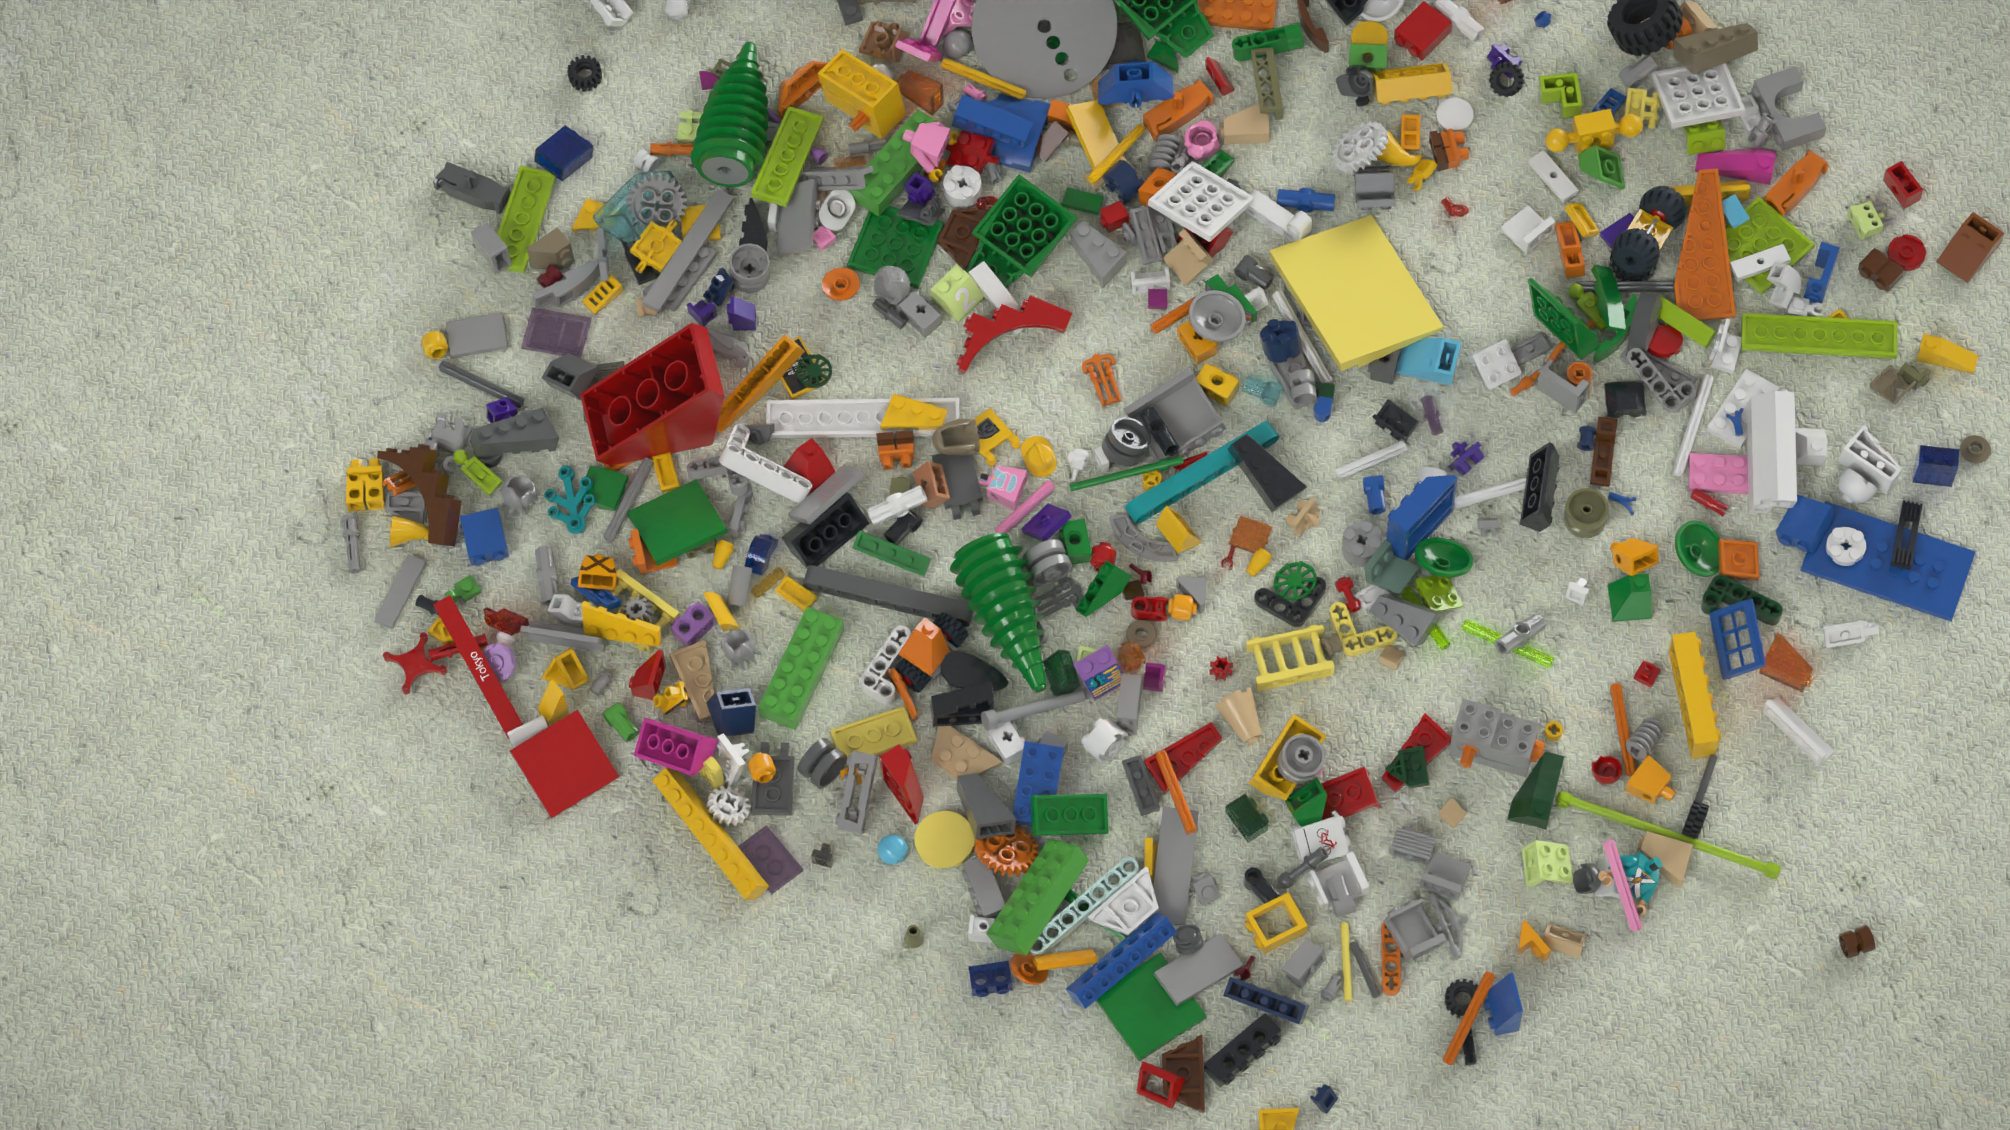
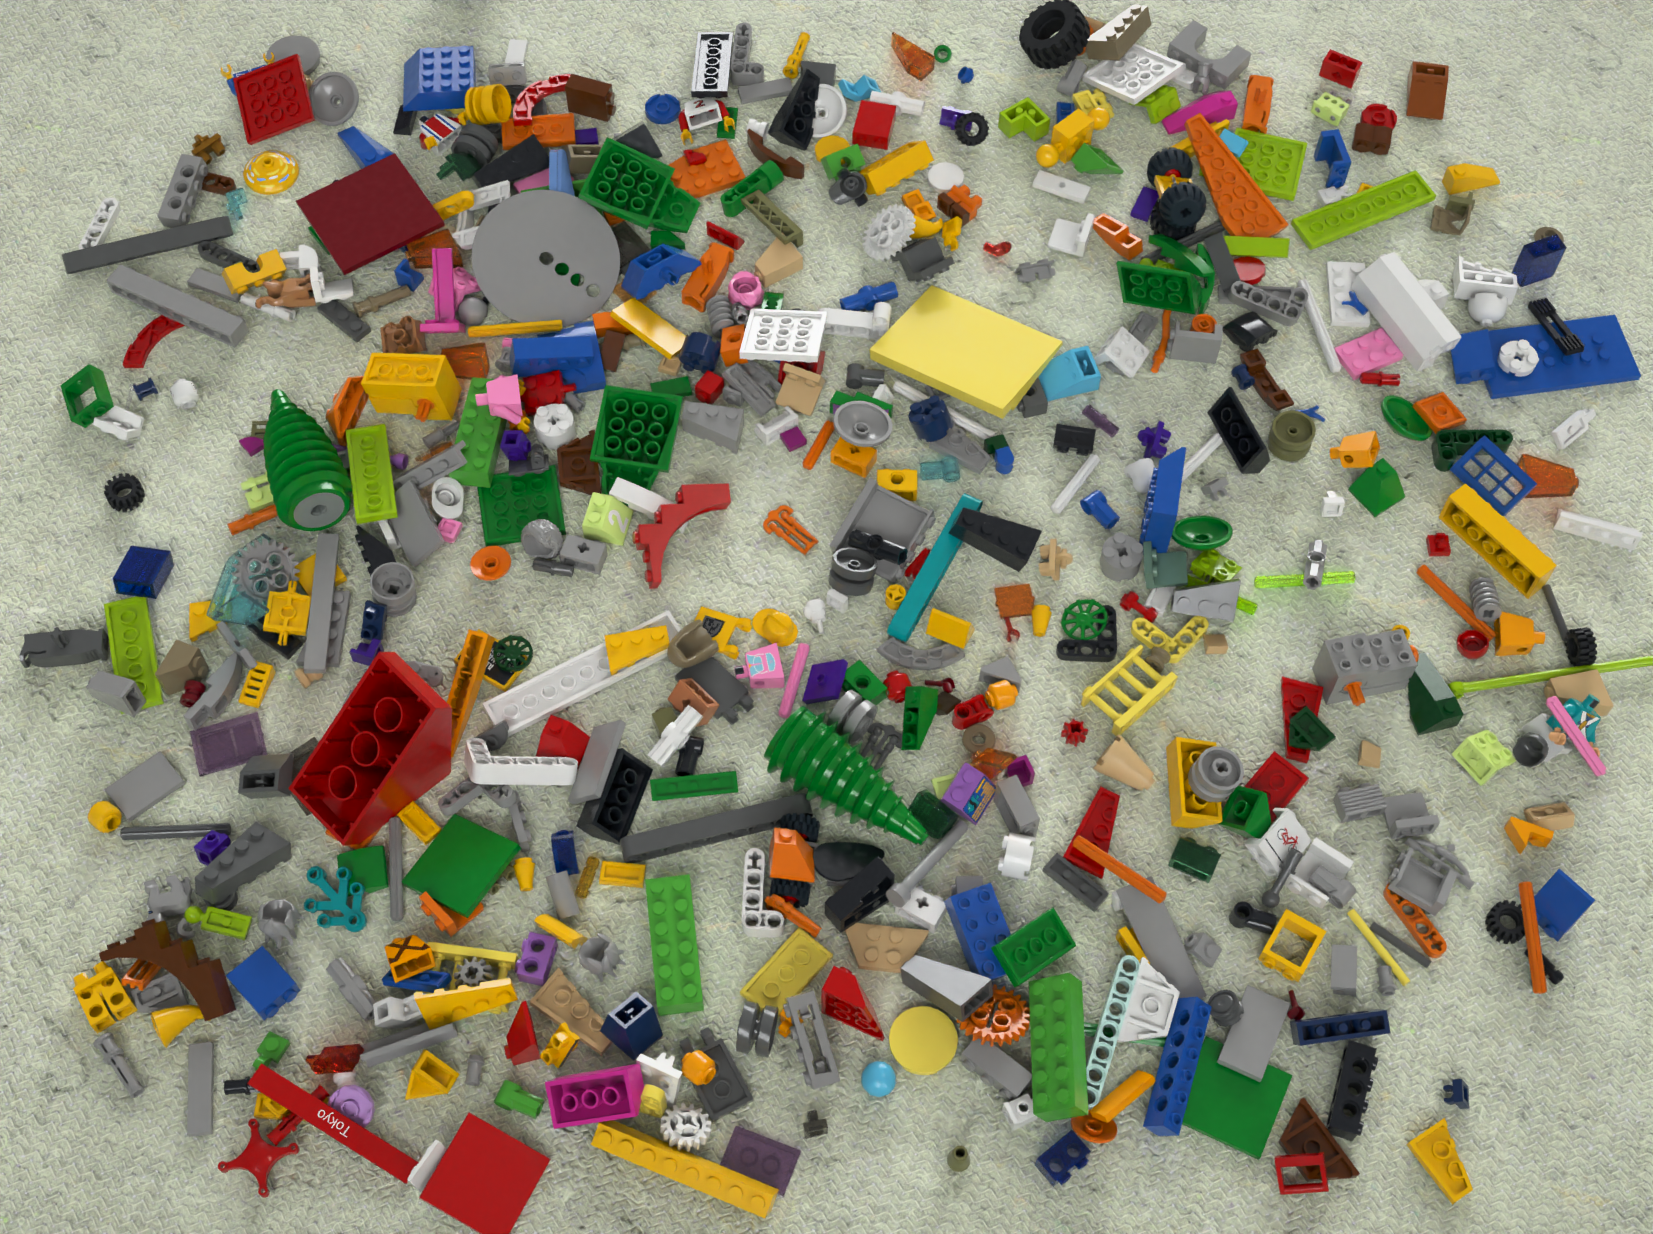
camera: 35 degrees left, 5 degrees down
(553, 704) = (439, 1122): yellow slope -> none
(647, 162) = (231, 542): white wheel -> none
(741, 314) = (410, 636): dark purple slope -> none
(904, 449) = (636, 685): orange hips -> none
(985, 200) = (584, 427): clear red arm -> none
(1120, 149) = (678, 334): yellow axle -> none
(1163, 464) = (900, 575): green bar -> none
(1303, 388) = (979, 448): light grey wheel -> none
(1479, 248) = (1028, 271): none -> light grey hinge
(1582, 220) = (1109, 209): yellow tile -> none
(1725, 349) = (1300, 254): white bracket -> none
(1749, 265) = (1279, 173): white tile -> none
(1786, 281) = (1311, 180): white brick -> none

